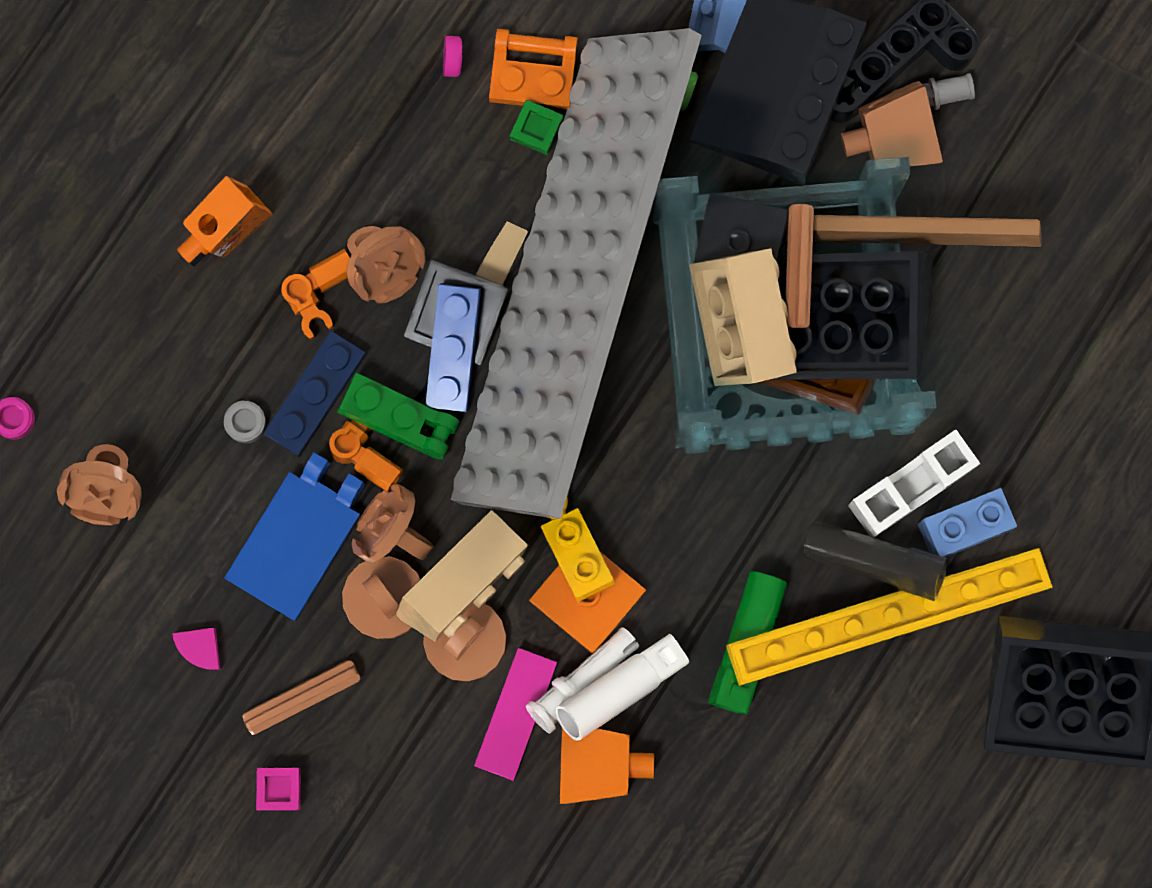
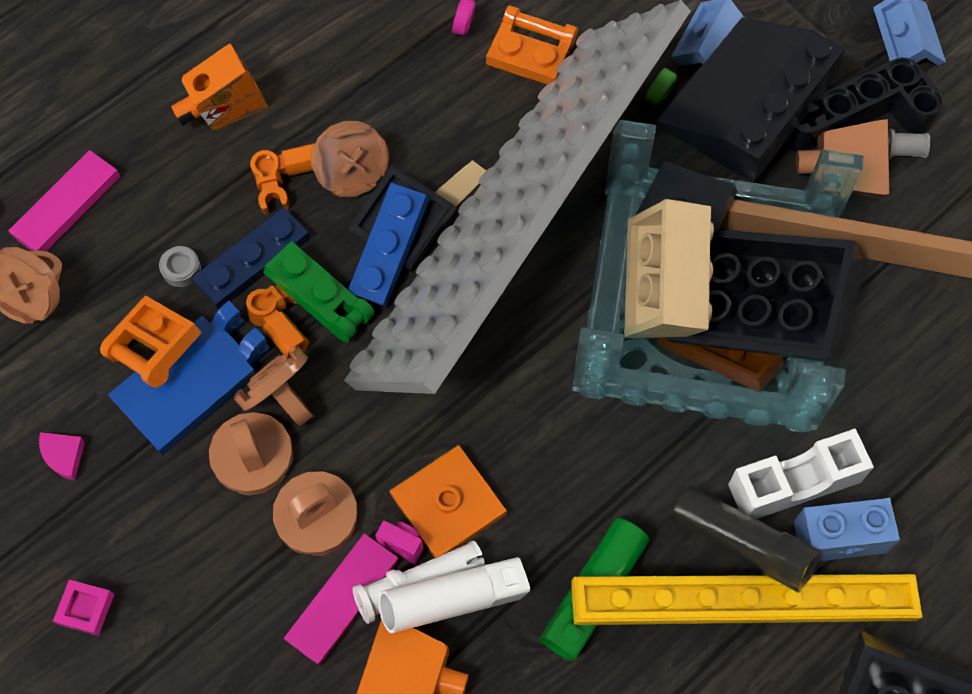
camera: 15 degrees right, 15 degrees down
(101, 383) = (65, 203): none -> dark pink tile
(253, 501) = (157, 329): none -> orange plate
(301, 697) = (139, 525): nougat axle -> none
(463, 578) = (325, 440): tan slope -> none
(536, 127) = (520, 88): green plate -> none
(555, 645) = (401, 540): none -> dark pink plate
(577, 554) = (447, 449): yellow plate -> none
(799, 265) = (733, 237): nougat axle -> none

